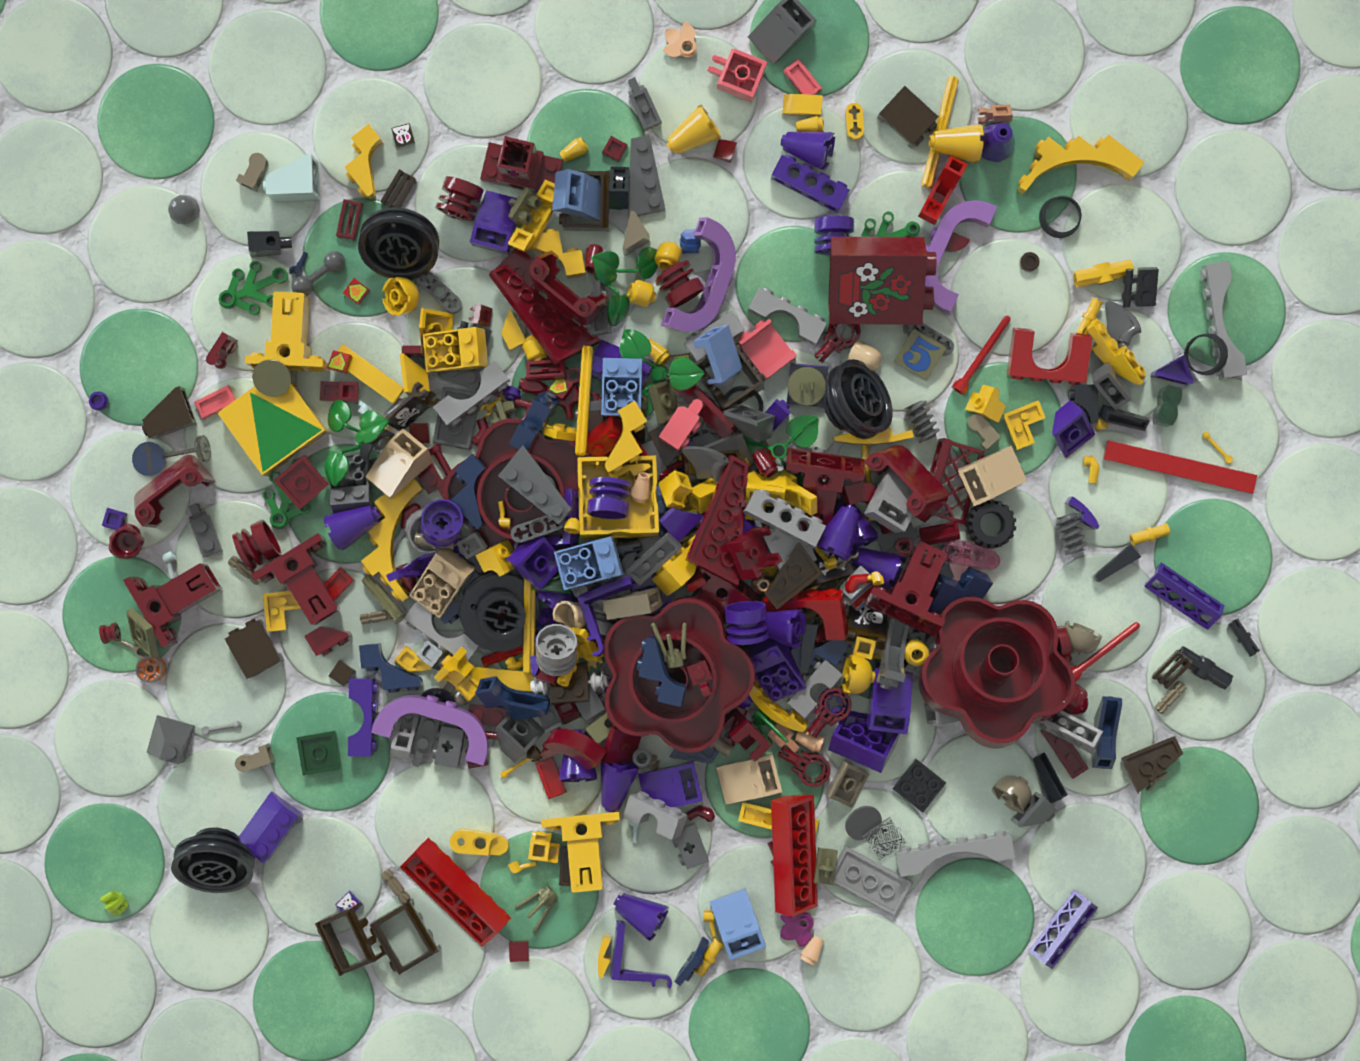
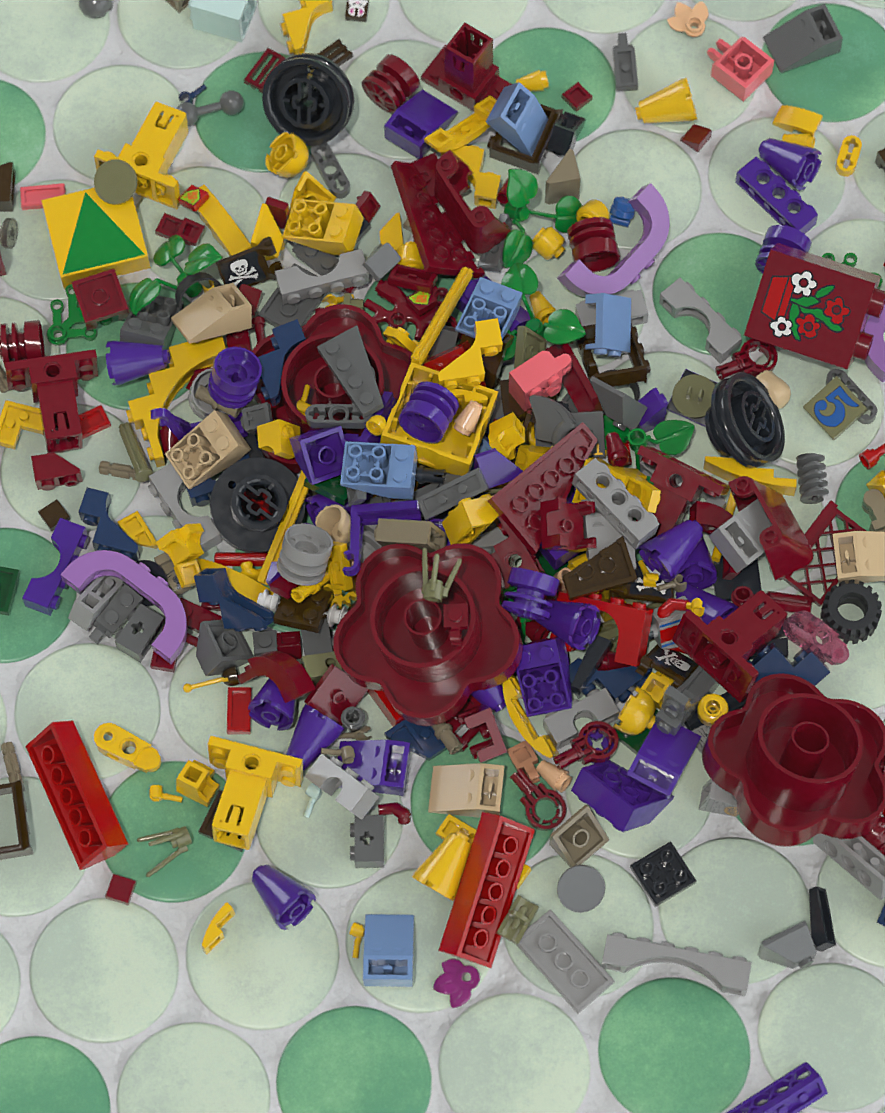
camera: 20 degrees right, 20 degrees down
(221, 349) = (80, 143): dark red plate -> none
(250, 289) = (131, 99): green plant -> none
(259, 241) = (167, 59): black torso -> none
(356, 291) = (241, 140): tile -> none
(432, 655) = (160, 526): bracket -> none
(512, 393) = (366, 292): dark purple plate -> none
(514, 364) = (381, 260): none -> slope
(522, 207) = (455, 112): olive hips -> none
(535, 419) = (385, 312): dark blue arch -> none
(625, 974) = (236, 961): dark purple hinge -> none
(644, 182) = (596, 136): dark grey wing -> none
(649, 787) = (346, 752): none -> dark tan hand
(653, 668) = (406, 592): dark blue arch -> none
(693, 961) = (316, 971): dark blue wing -> none
(696, 581) = (490, 537): red tile -> none
(710, 956) = (339, 977): yellow pin -> none
(756, 850) = (445, 865): none -> yellow cone
(761, 718) = (509, 732): green plant -> none
(766, 349) = (665, 345): coral panel -> none
(802, 79) = (806, 95): coral tile -> none
(811, 952) = (464, 1015): light nougat cone -> none
(884, 838) = (599, 918): clear piece -> none
(1014, 792) = (770, 914): dark tan cylinder -> none
(1066, 754) = (850, 899): dark red tile -> none

